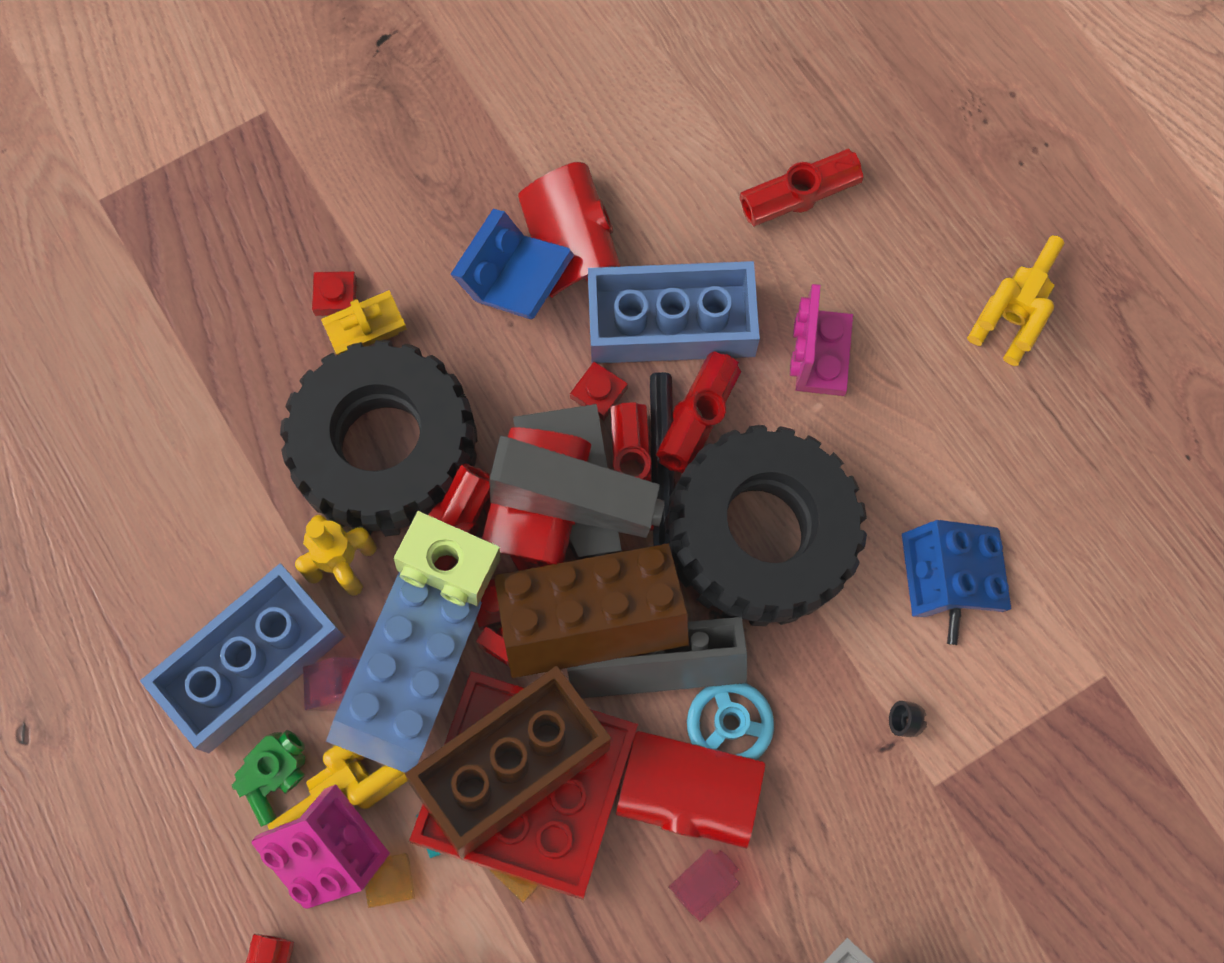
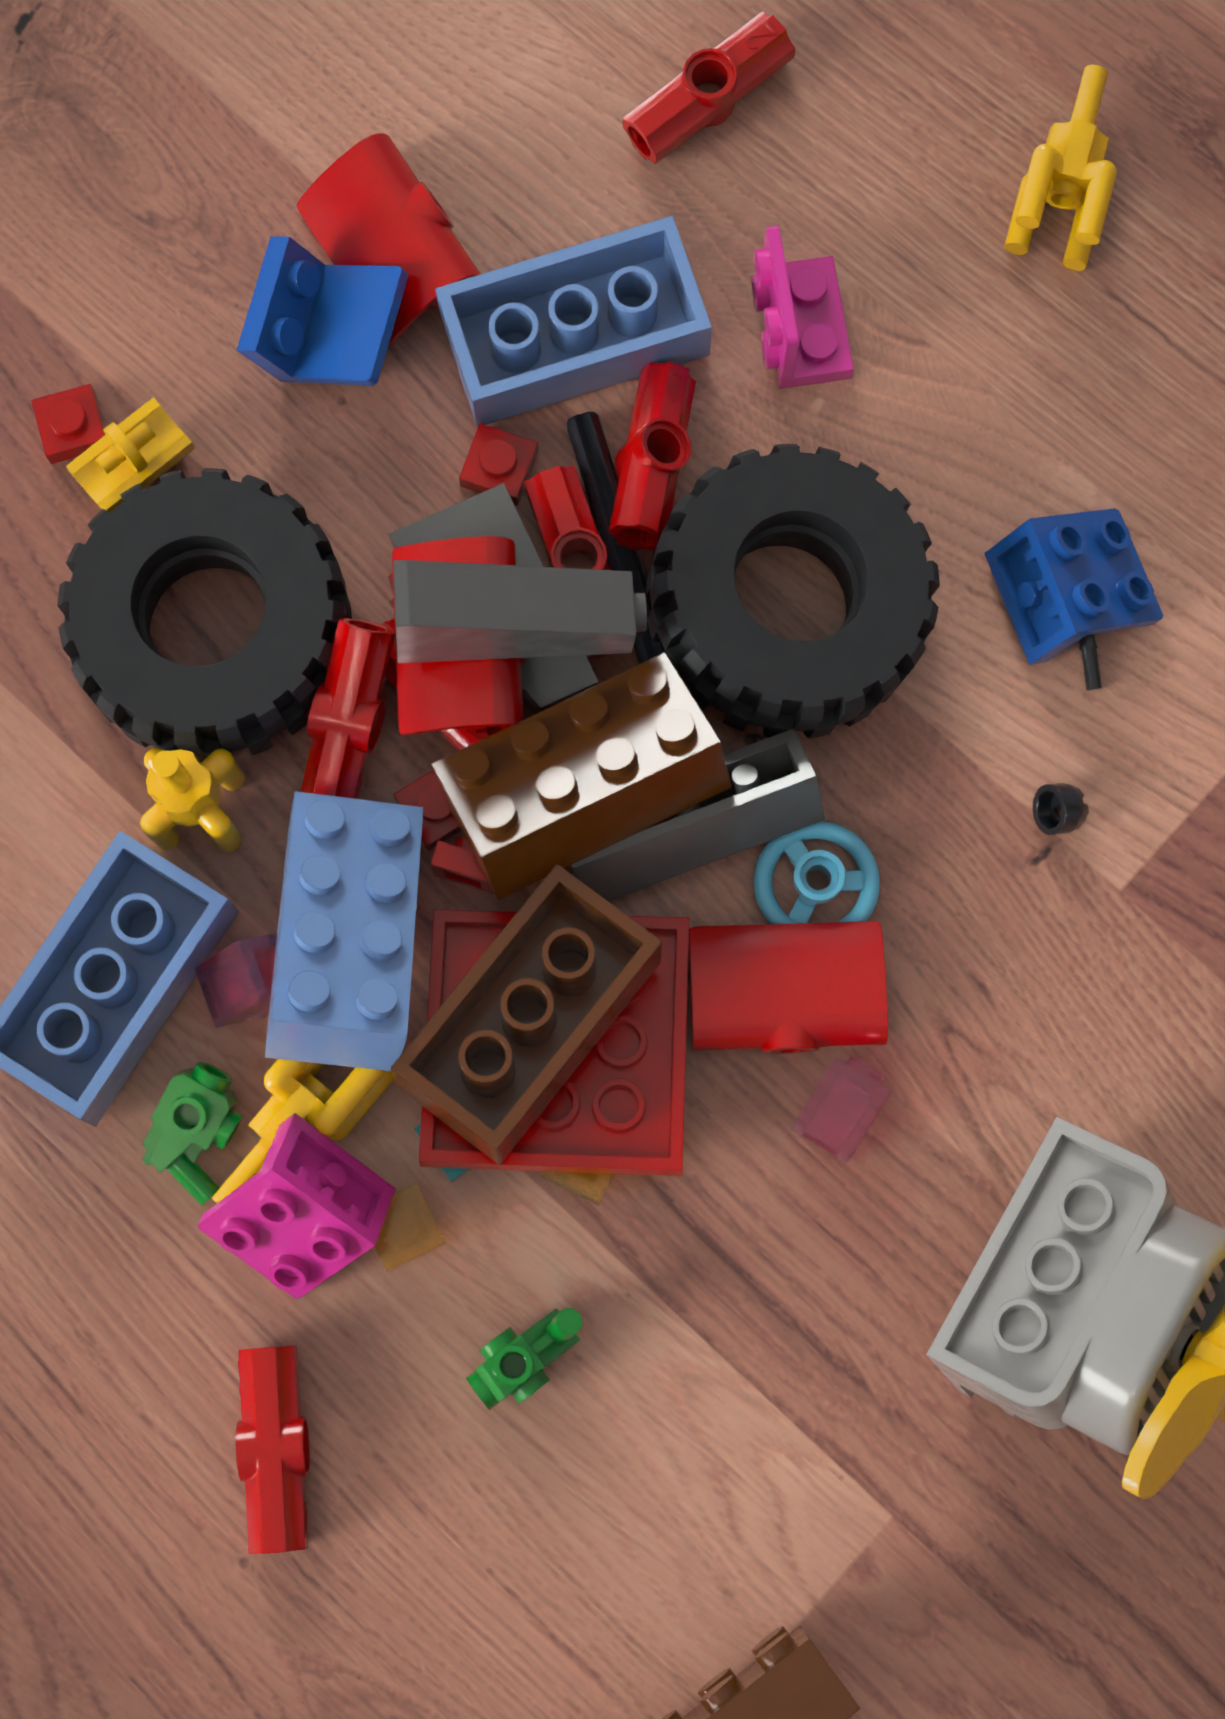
camera: 15 degrees left, 5 degrees up
(431, 539) = (332, 734): yellowish green brick -> none

